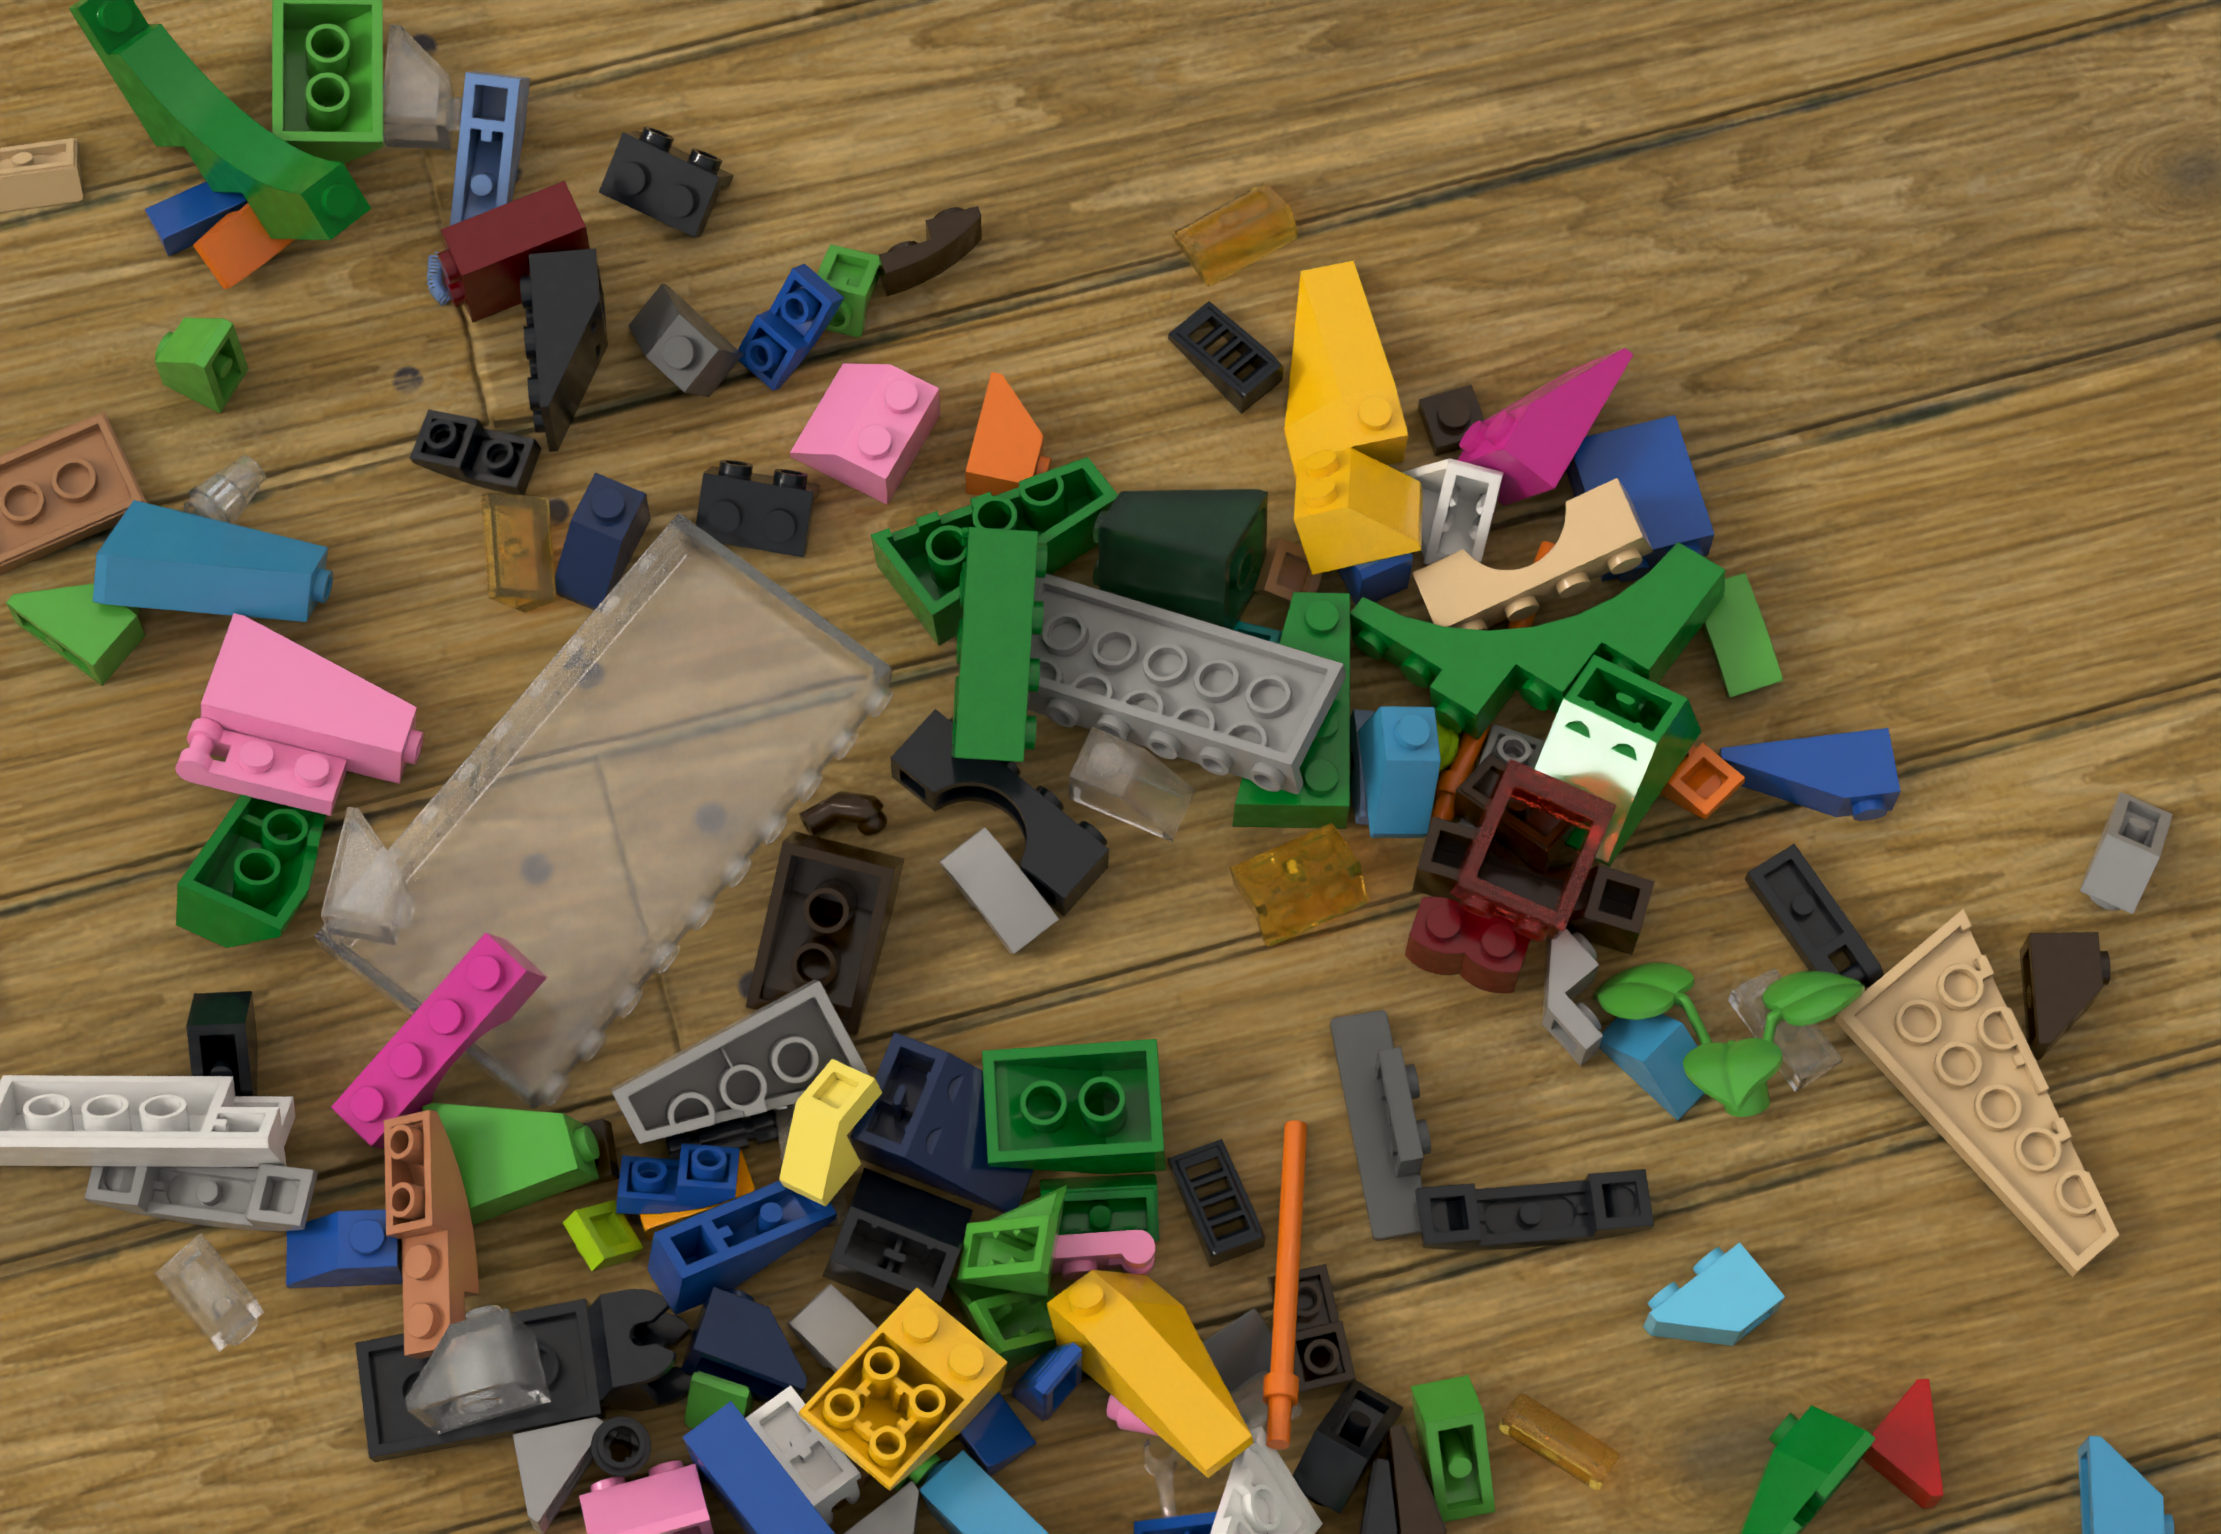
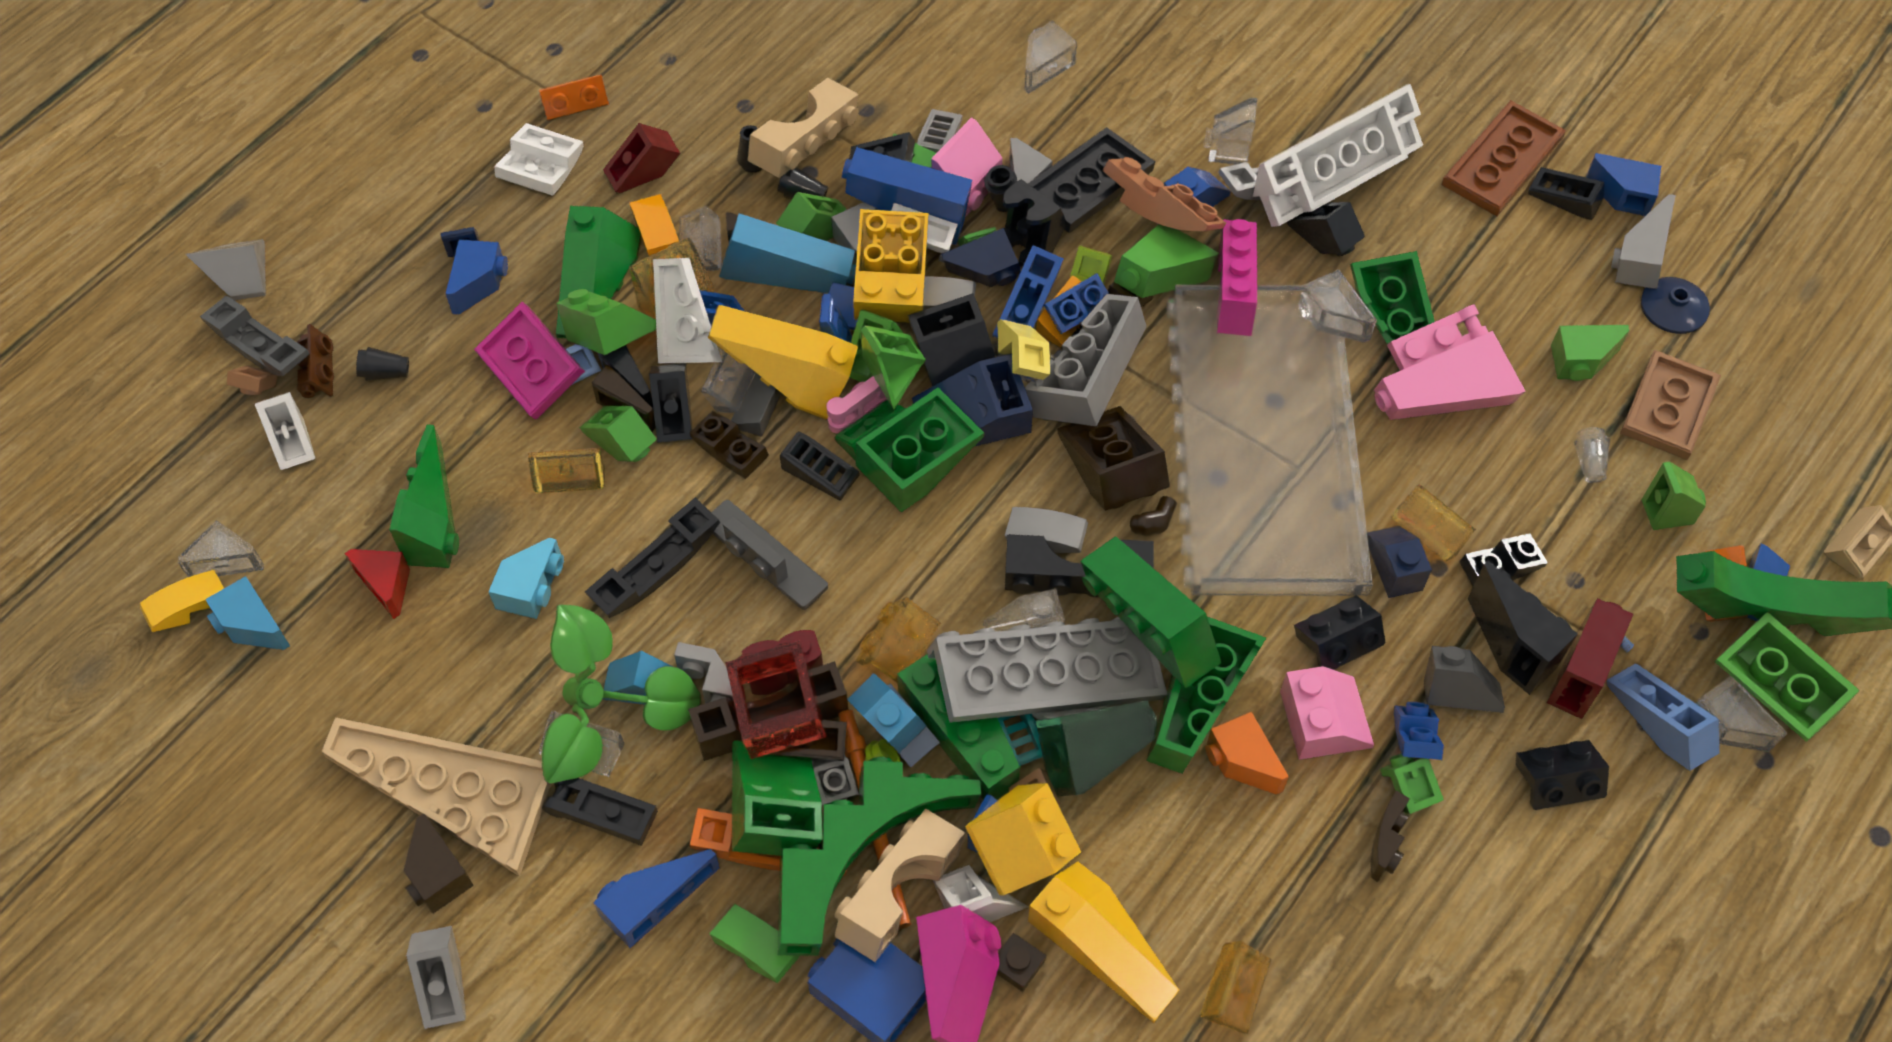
camera: 145 degrees right, 10 degrees down
(209, 567) = (1564, 402): dark azure slope -> none
(479, 1372) = (1081, 153): clear slope -> none
(1239, 393) = (1159, 913): black slope -> none
(1281, 1384) = (718, 388): orange bar -> none

